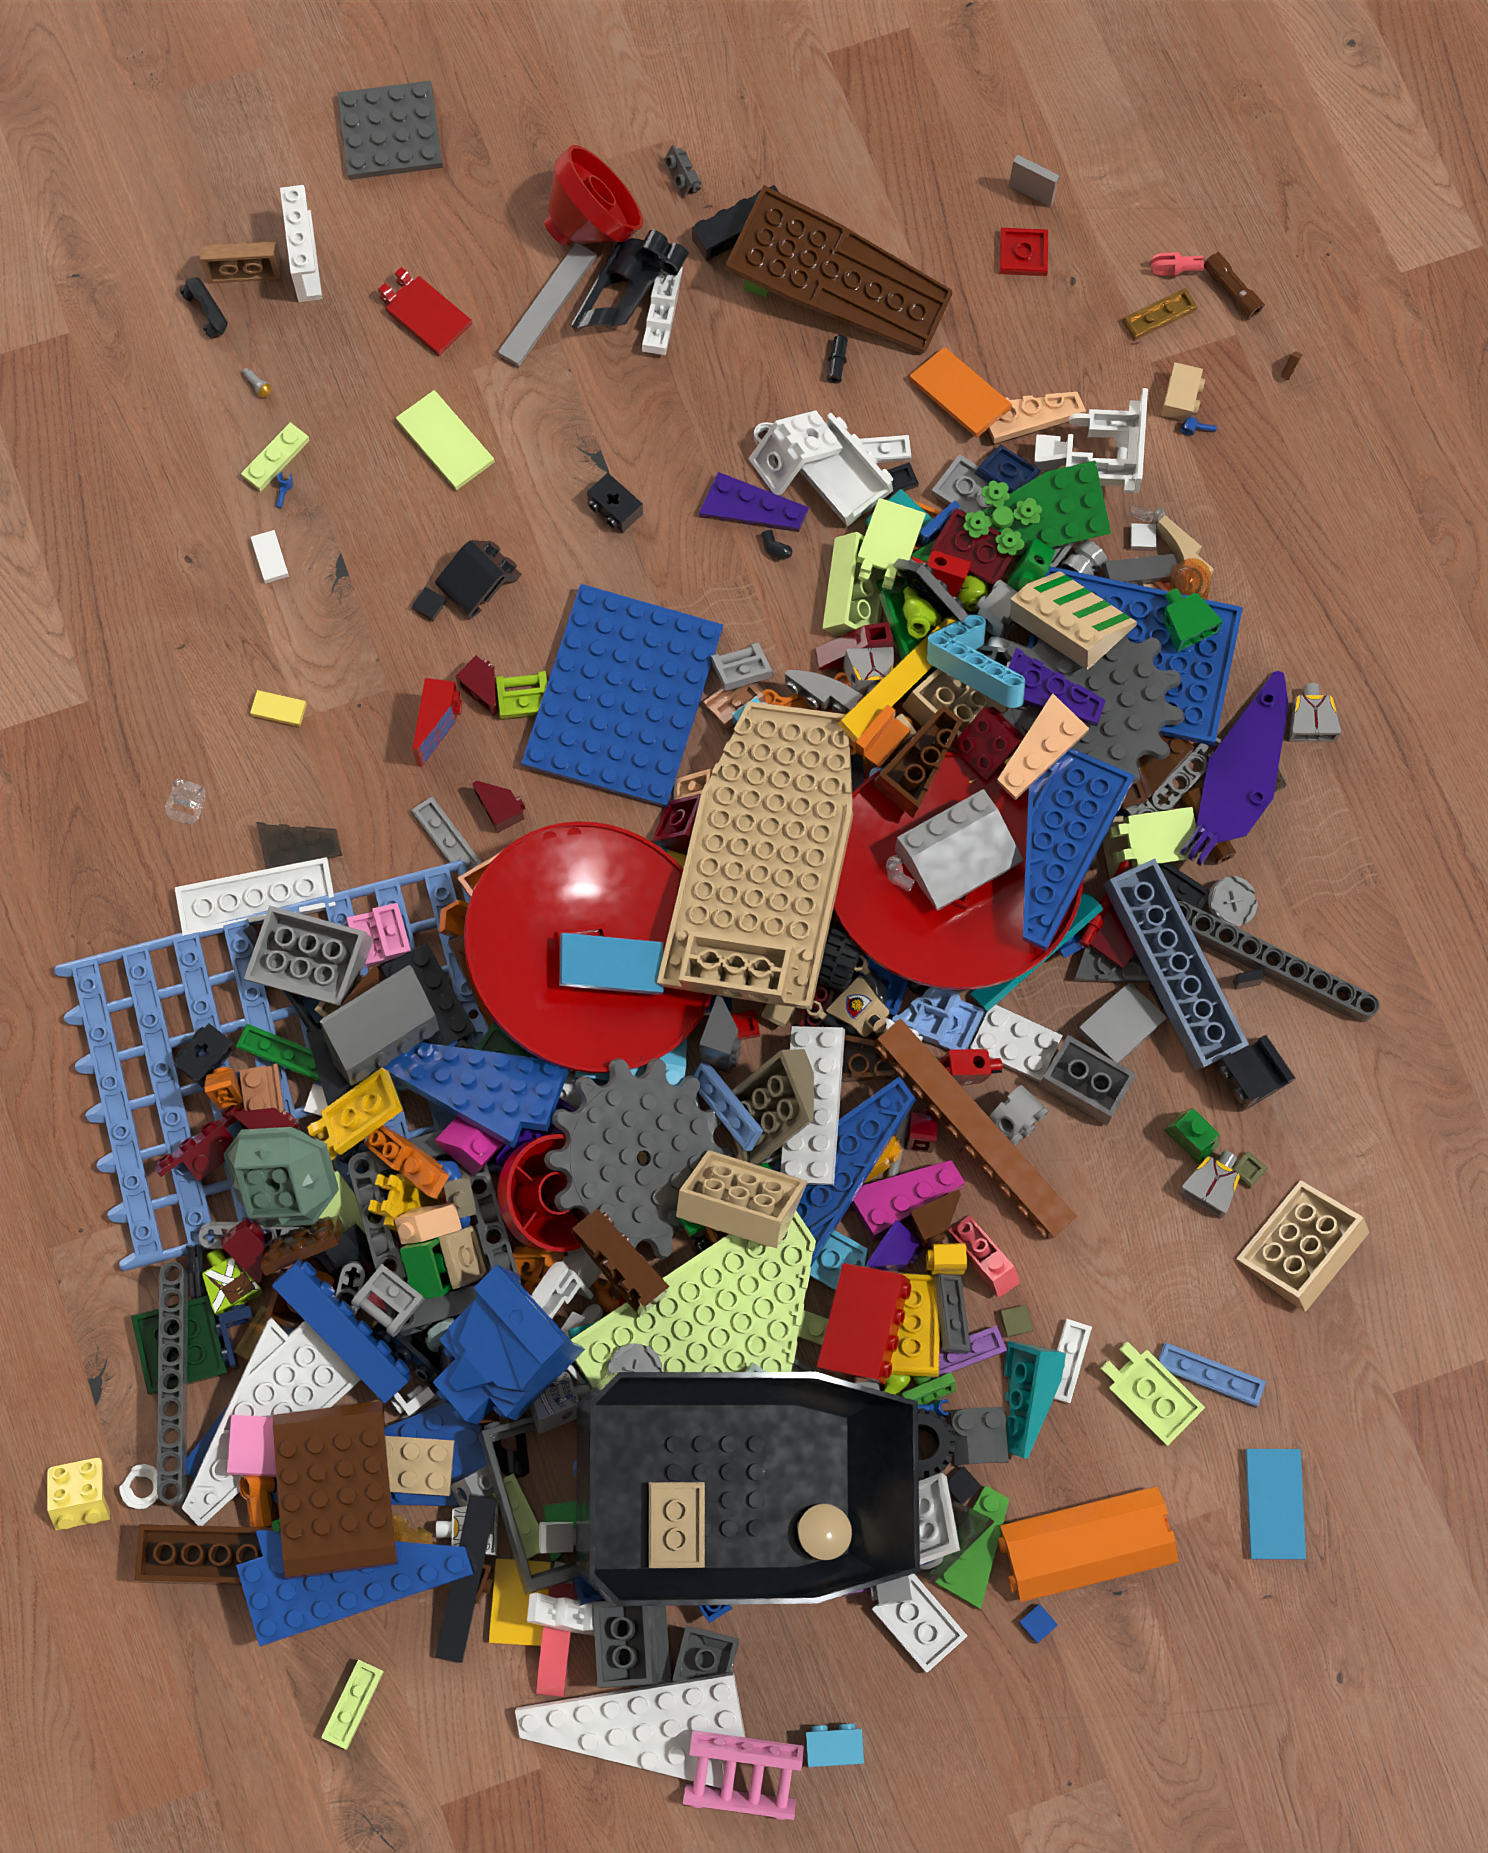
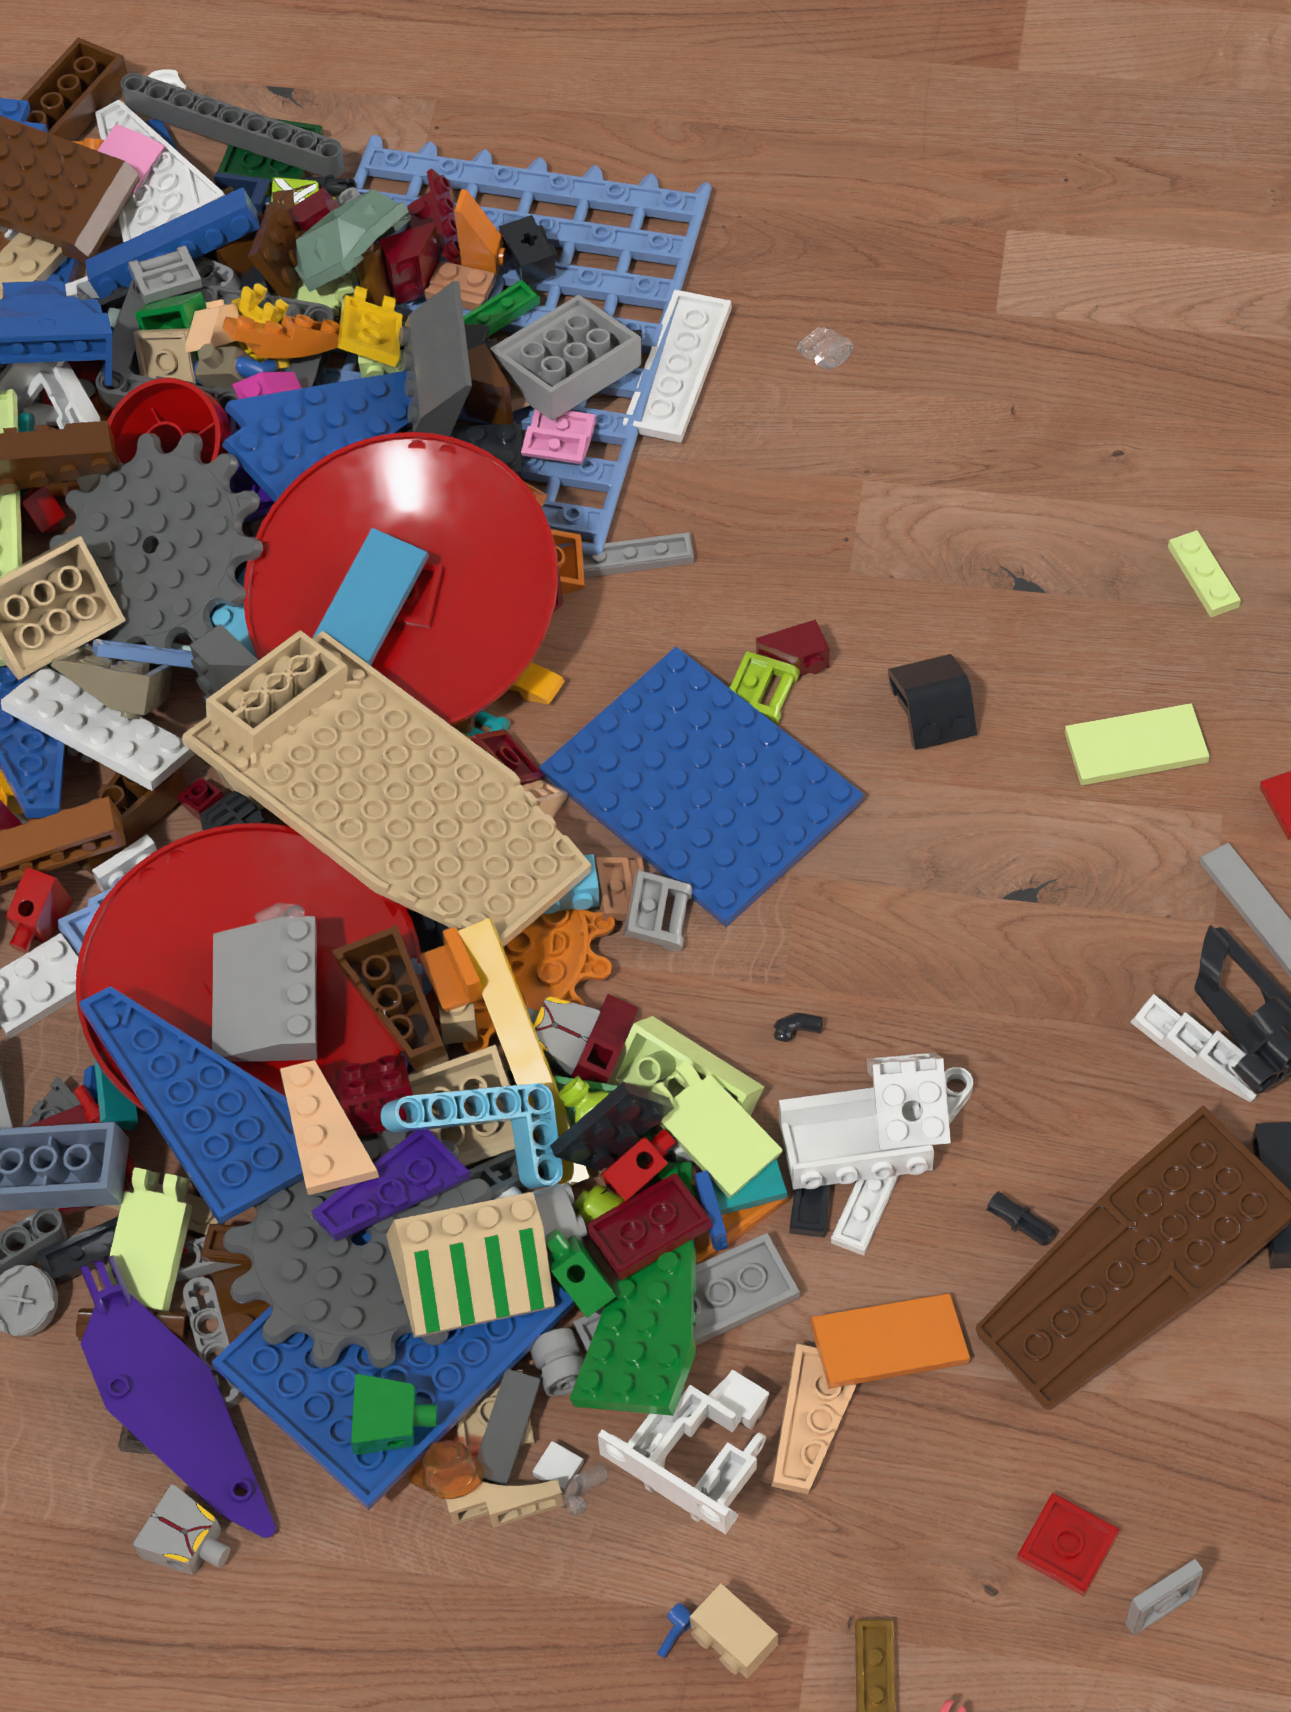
camera: 125 degrees right, 15 degrees down
(76, 1494) = (195, 38): light yellow bracket -> none
(269, 556) = (1076, 522): white tile -> none
(278, 708) = (884, 463): light yellow tile -> none
(284, 486) = (1166, 563): blue hand -> none
(292, 845) = (714, 418): clear smoke wing -> none
(429, 603) = (929, 644): black tile -> none
(436, 716) = (778, 579): red slope -> none
(500, 805) = (643, 607): dark red slope -> none
(609, 491) = (950, 875): black brick -> none
(743, 502) = (869, 1025): dark purple wing -> none
(822, 691) = (565, 968): light grey slope -> none
(859, 1007) = (169, 816): tan torso -> none
(1002, 518) = (661, 1265): bright green plant -> none
(1008, 468) = (741, 1336): dark blue tile -> none

